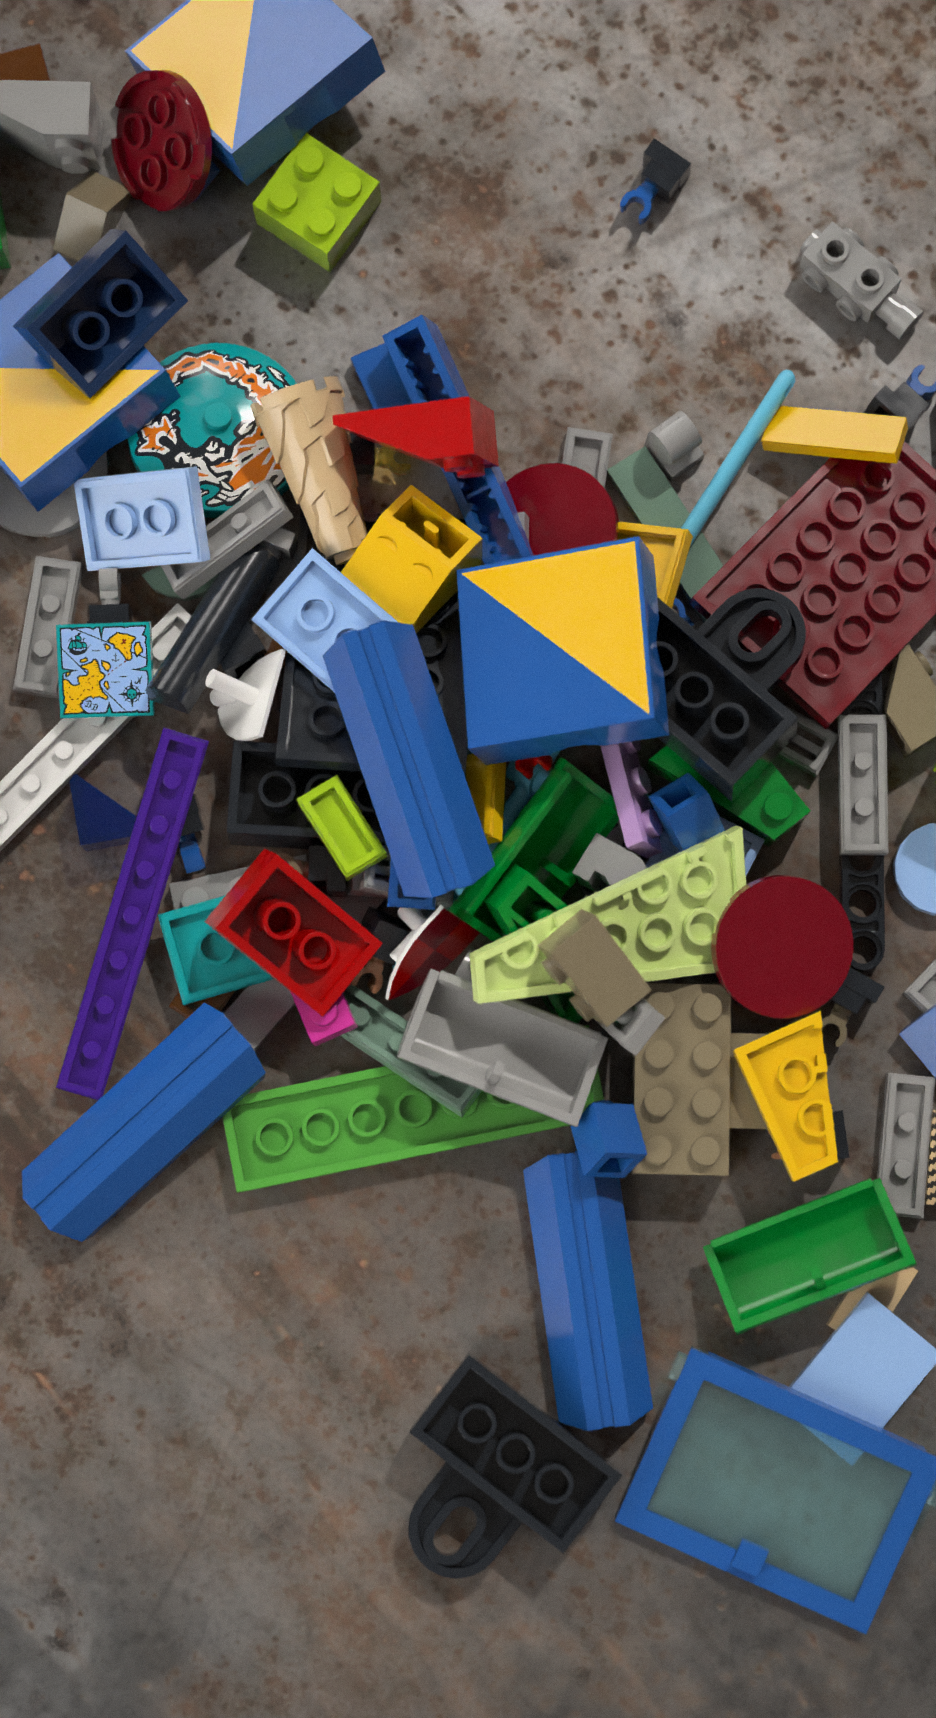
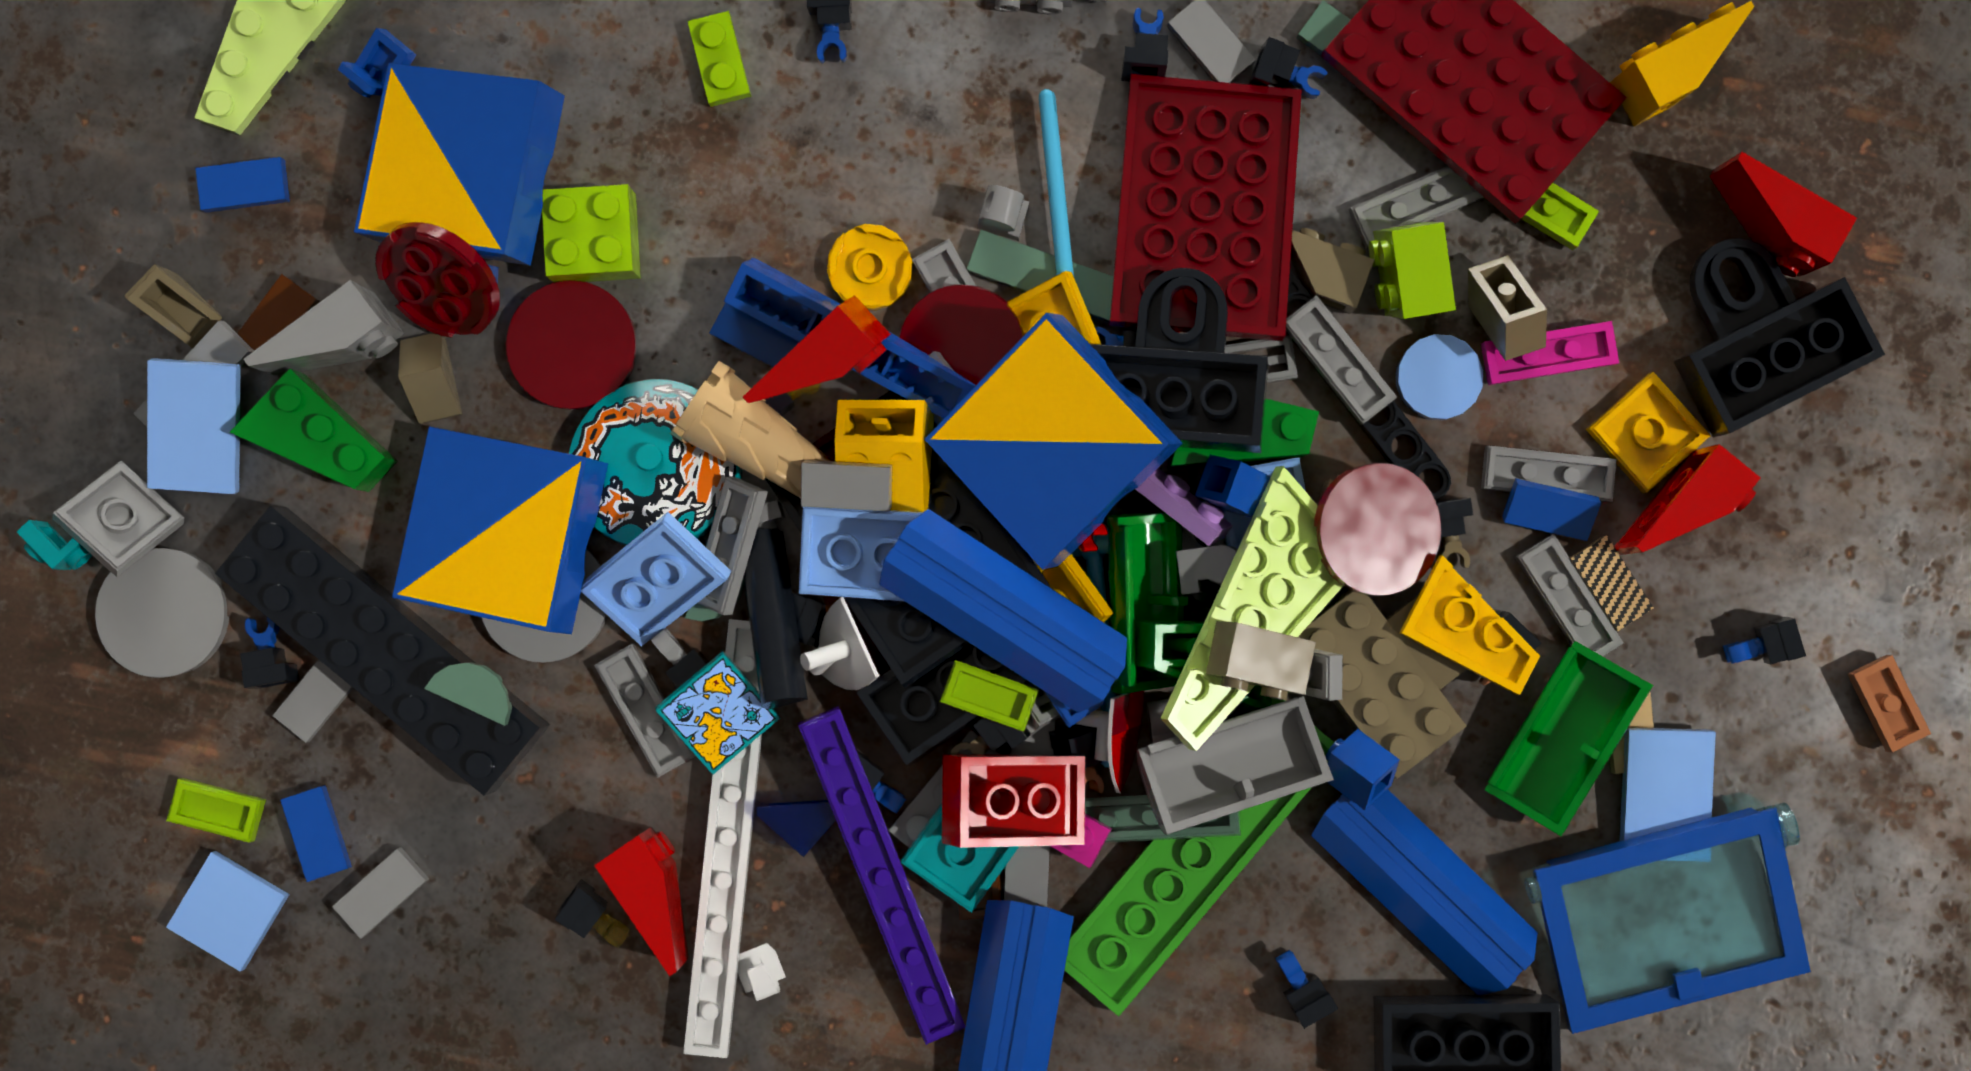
camera: 40 degrees left, 5 degrees up
(101, 312) = (501, 451): dark blue slope -> none
(234, 278) = (571, 344): none -> dark red tile
(361, 558) = (846, 485): none -> light grey tile
(411, 1306) = (1307, 996): none -> black piece
(529, 407) = (870, 265): none -> yellow tile
(538, 143) = (719, 58): none -> lime plate
(836, 434) = (1117, 112): yellow tile -> none

